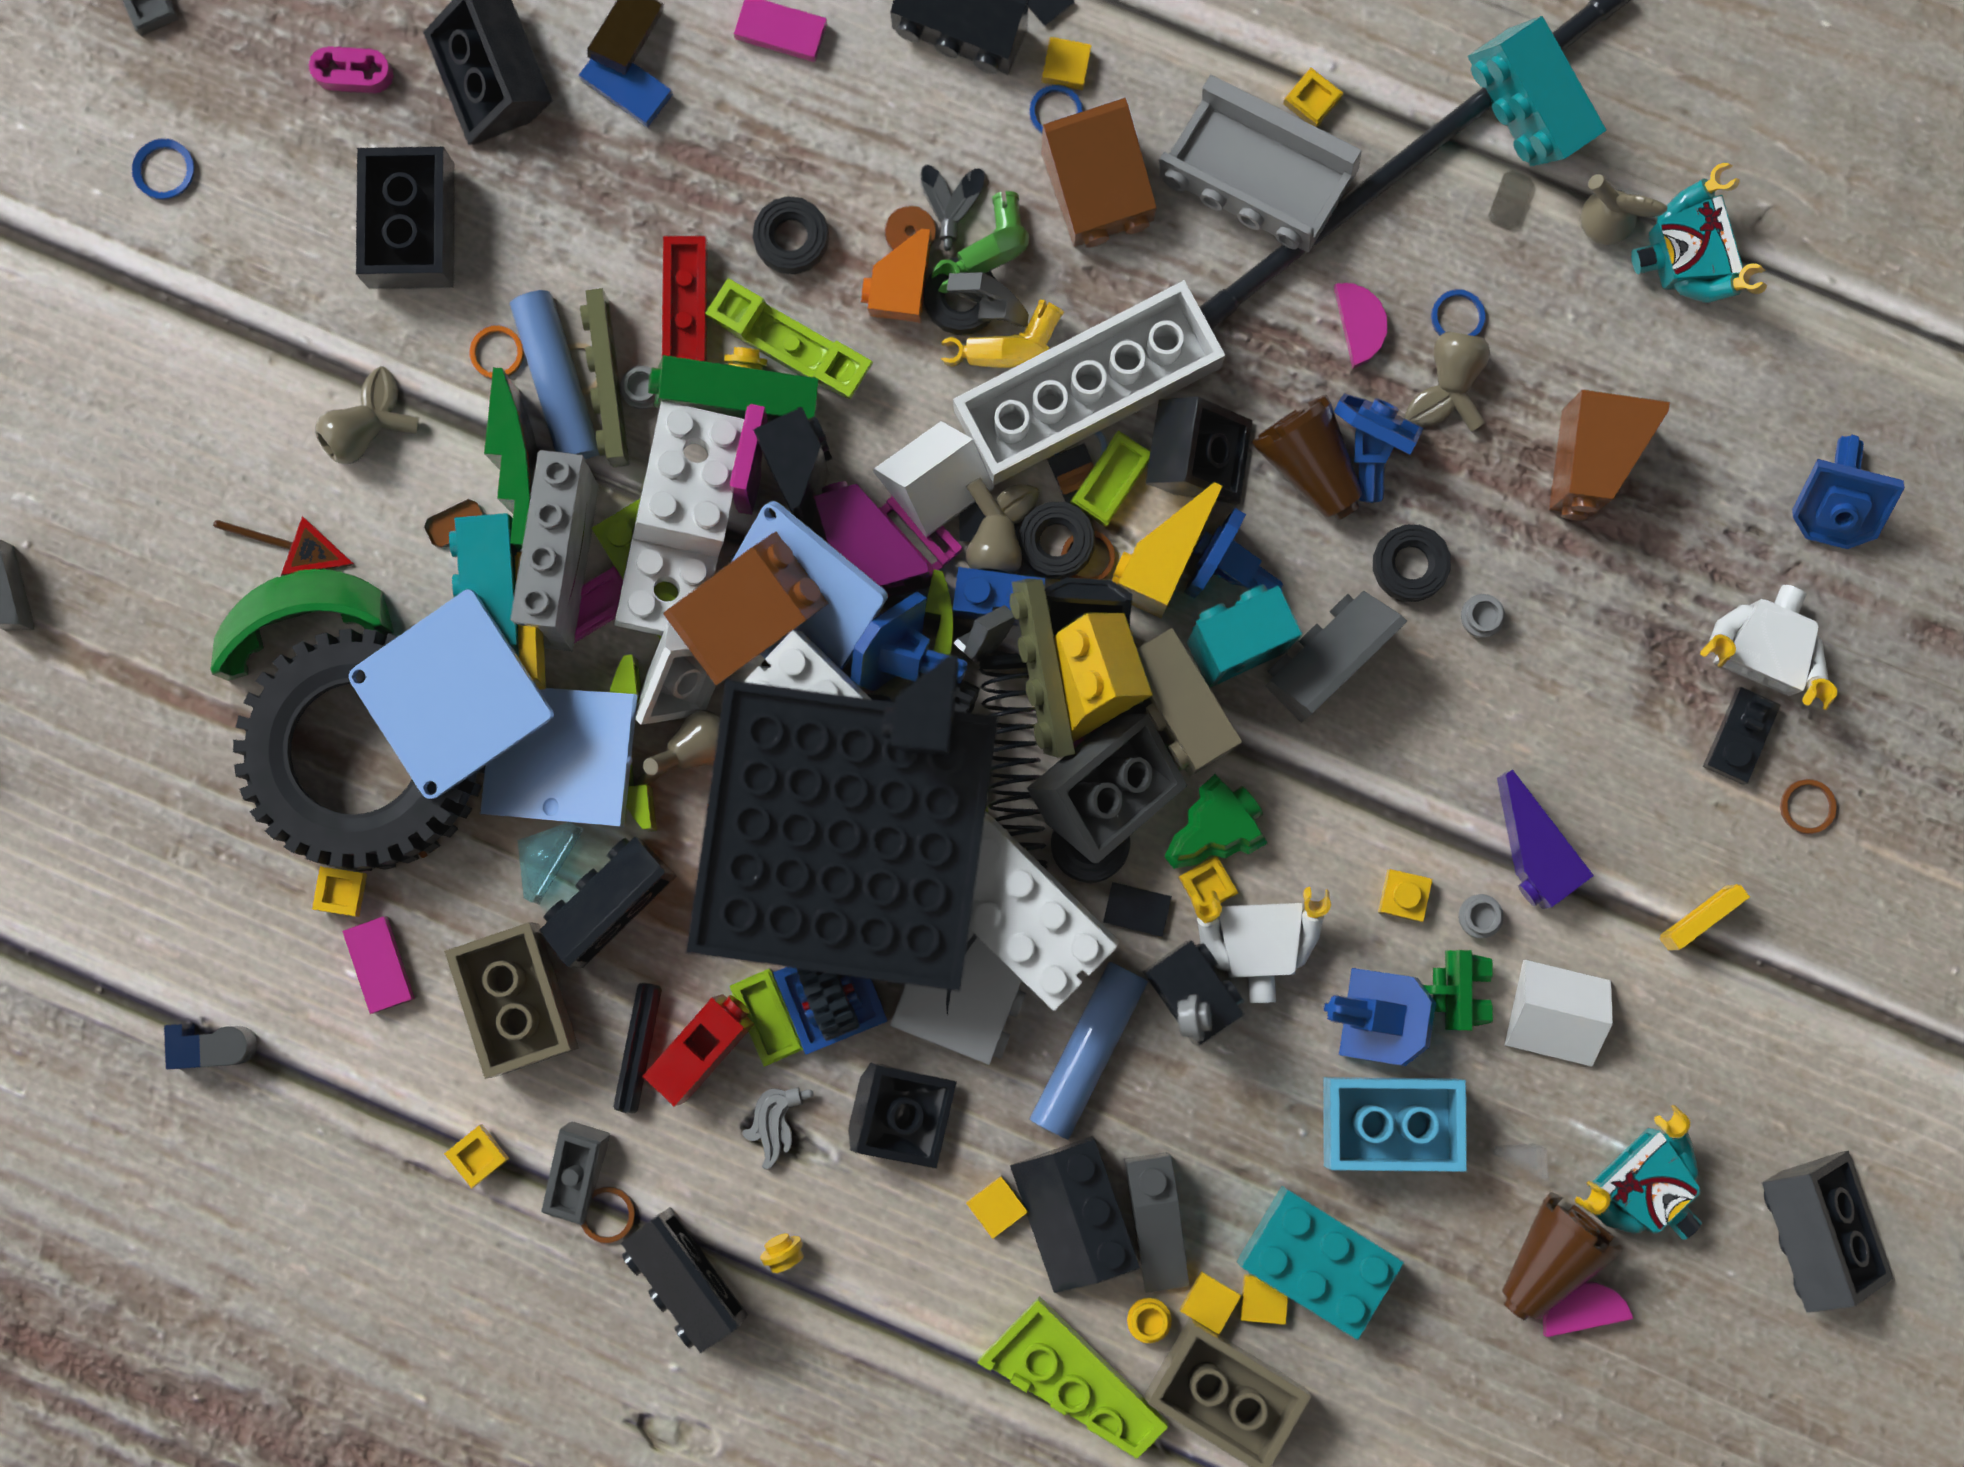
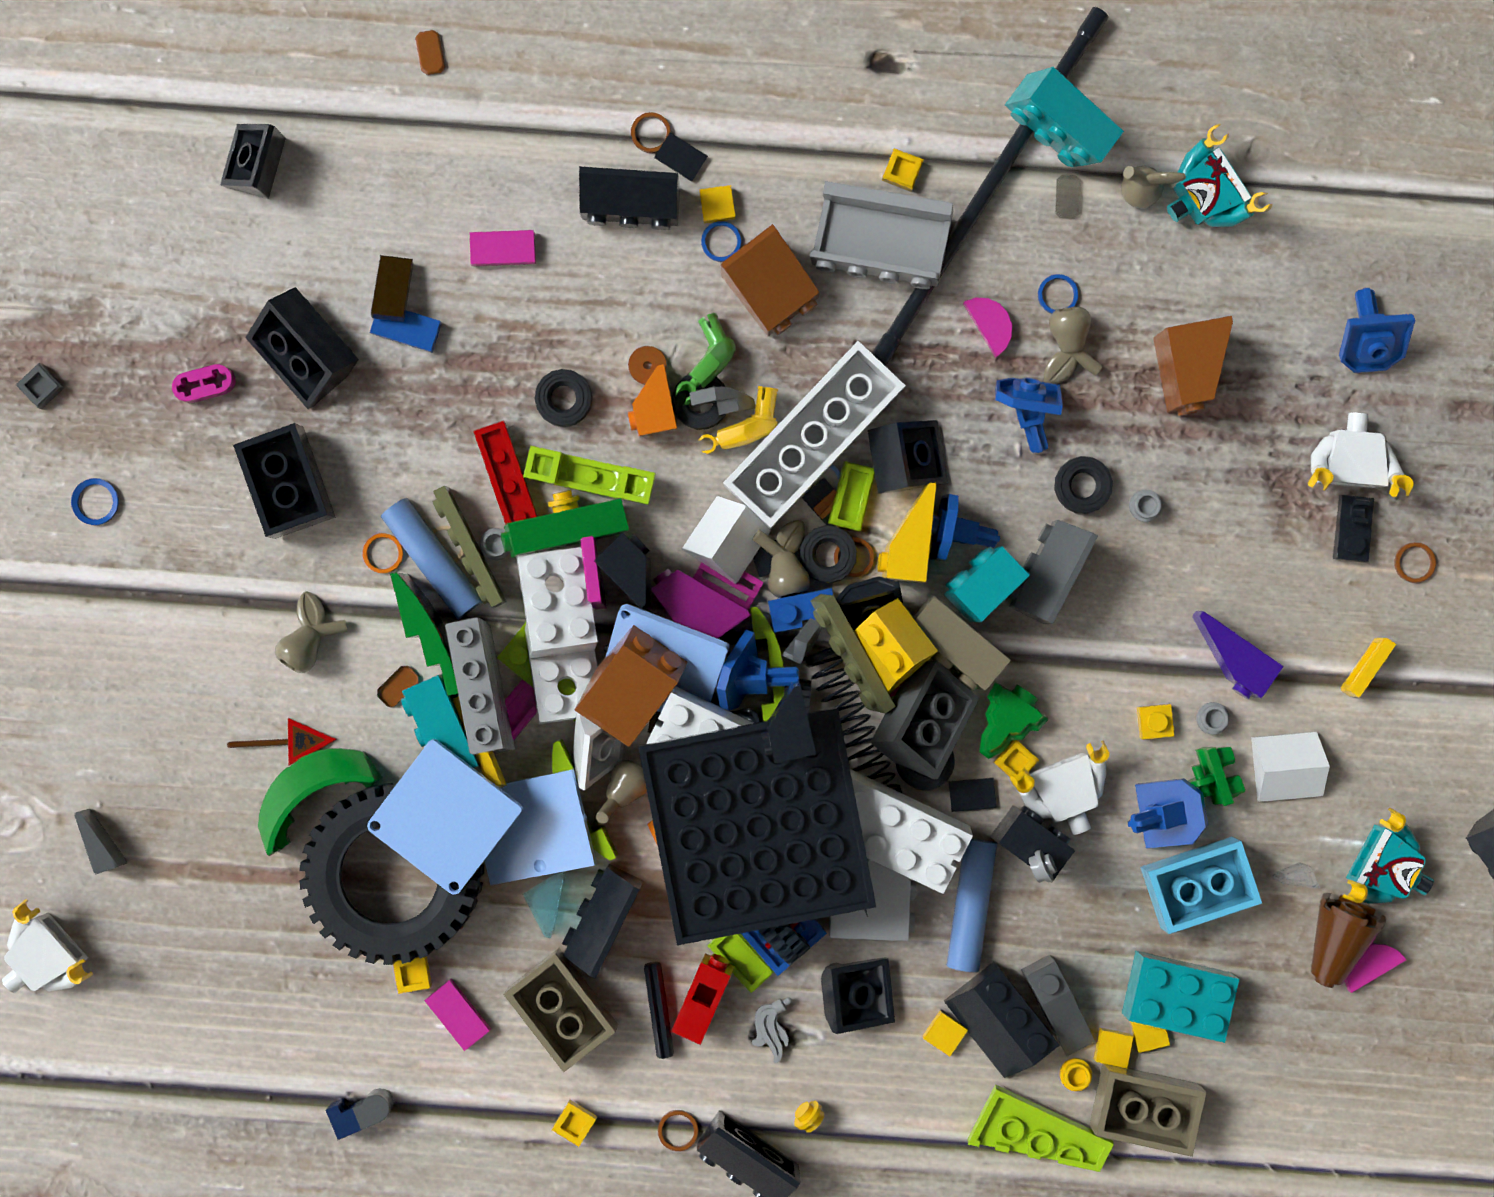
camera: 20 degrees left, 5 degrees up
(575, 1171) = (645, 1109): dark grey slope -> none
(950, 208) = (670, 338): dark grey piece -> none
(1313, 458) = (989, 434): reddish brown cone -> none

